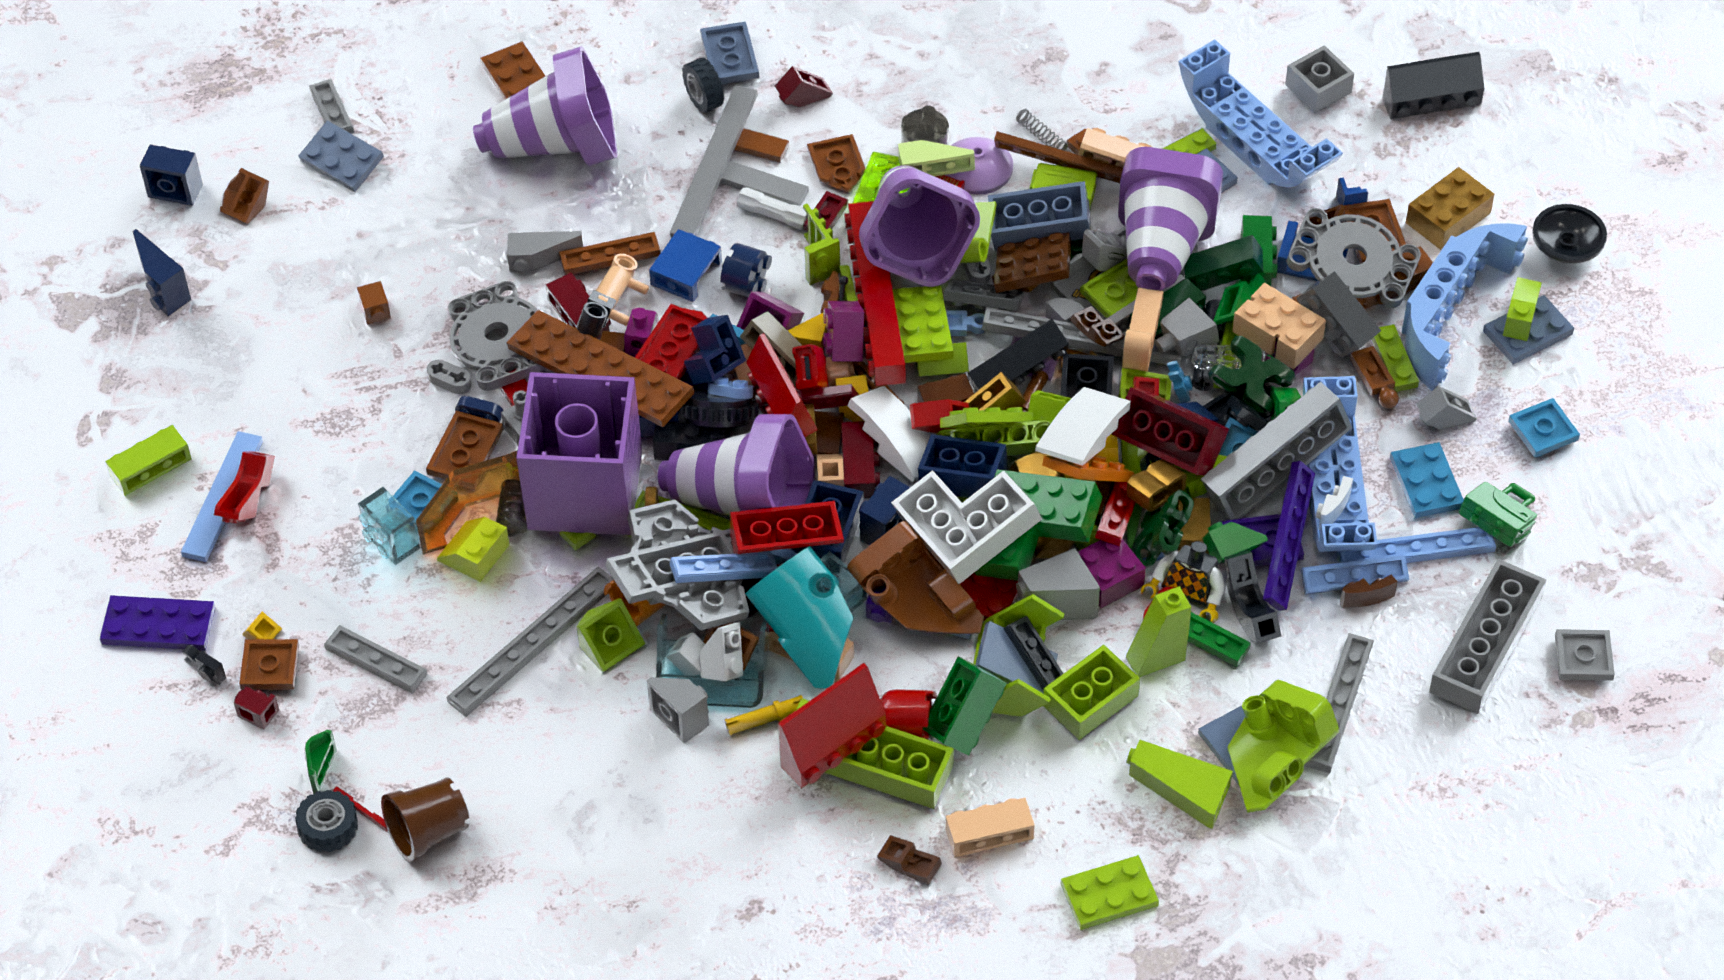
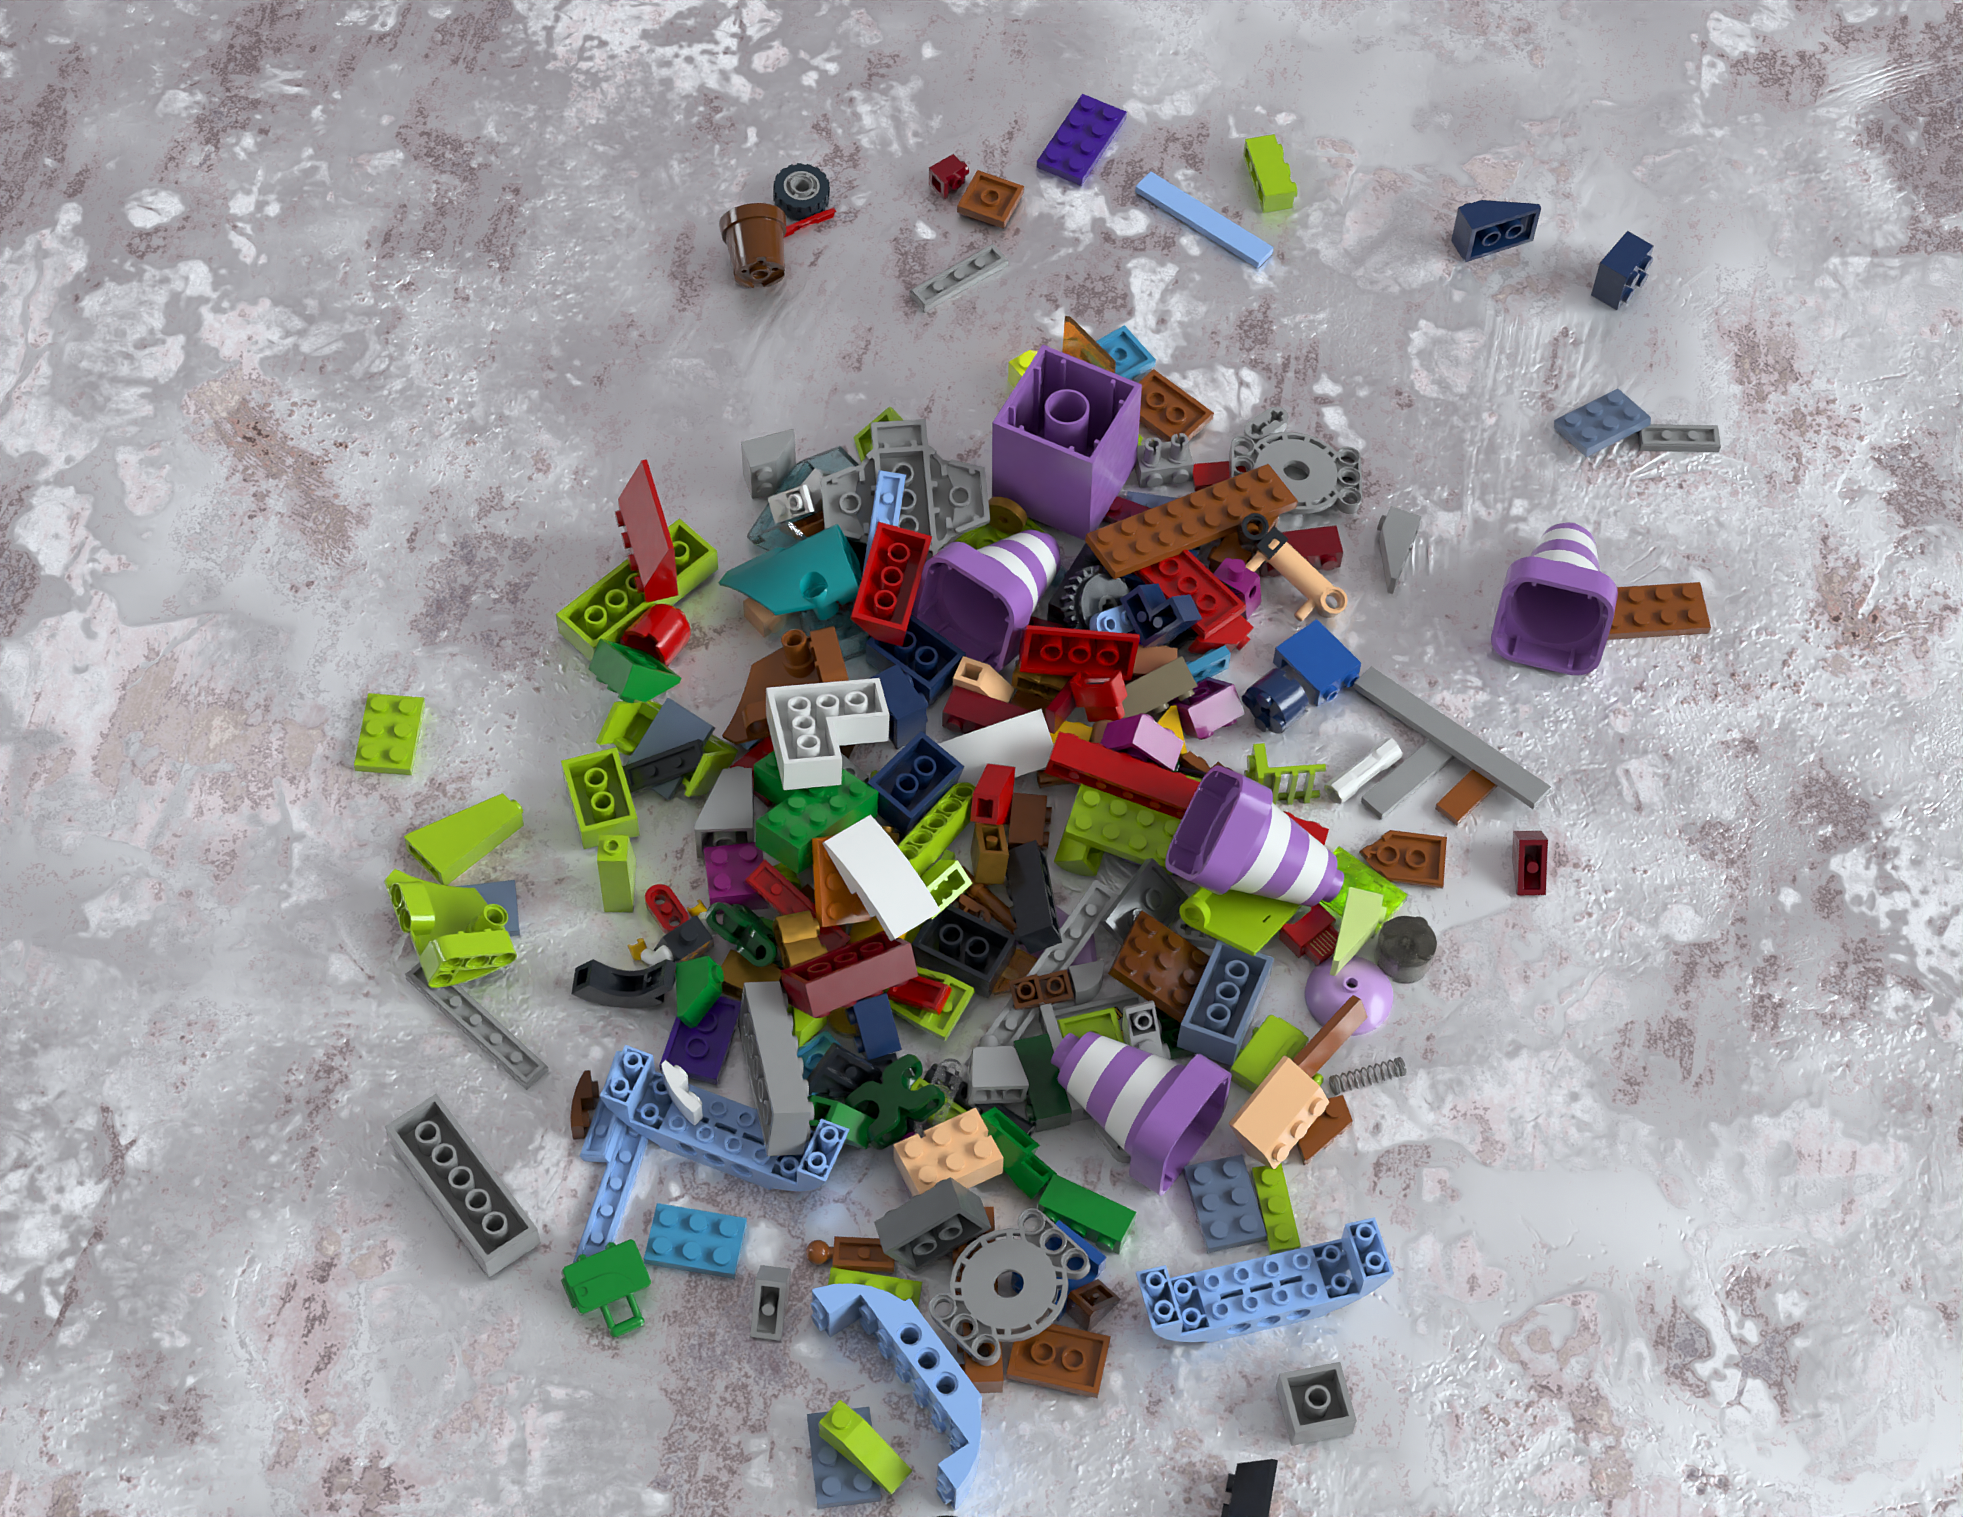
camera: 110 degrees right, 5 degrees up
(207, 666) = (1011, 154): black plate -> none
(242, 496) = (1184, 222): red arch -> none
(245, 196) = (1573, 329): dark orange slope -> none
(262, 628) = (1034, 207): yellow slope -> none
(319, 755) = (861, 196): green slope -> none
(374, 302) = (1385, 390): dark orange brick -> none
(388, 526) = (1094, 308): clear light blue brick -> none
(479, 408) = (1207, 433): dark blue beam -> none
(529, 643) = (912, 386): light grey tile -> none
(602, 254) = (1364, 605): dark orange plate -> none
(703, 85) = (1562, 755): black wheel -> none
(730, 52) = (1615, 812): sand blue plate -> none
(761, 716) = (731, 546): yellow pin -> none
(830, 208) = (1334, 815): dark red plate -> none
(906, 859) = (520, 590): reddish brown slope -> none
(960, 323) = (1122, 874): light blue plate -> none
(989, 827) = (509, 662): light nougat brick -> none
(990, 416) = (954, 817): lime plate -> none
(1142, 330) = (1006, 1021): light nougat beam -> none
(1181, 383) = (935, 1045): dark azure plate -> none
(1217, 640) = (613, 935): green plate -> none
(1225, 263) = (1069, 1154): dark green brick -> none
(1289, 536) = (679, 1048): dark purple plate -> none
(1350, 195) = (1123, 1355): blue panel -> none
(1449, 207) = (1053, 1454): pearl gold brick -> none
(1544, 427) = (697, 1394): dark azure plate -> none
(1584, 654) = (394, 1276): light grey plate -> none

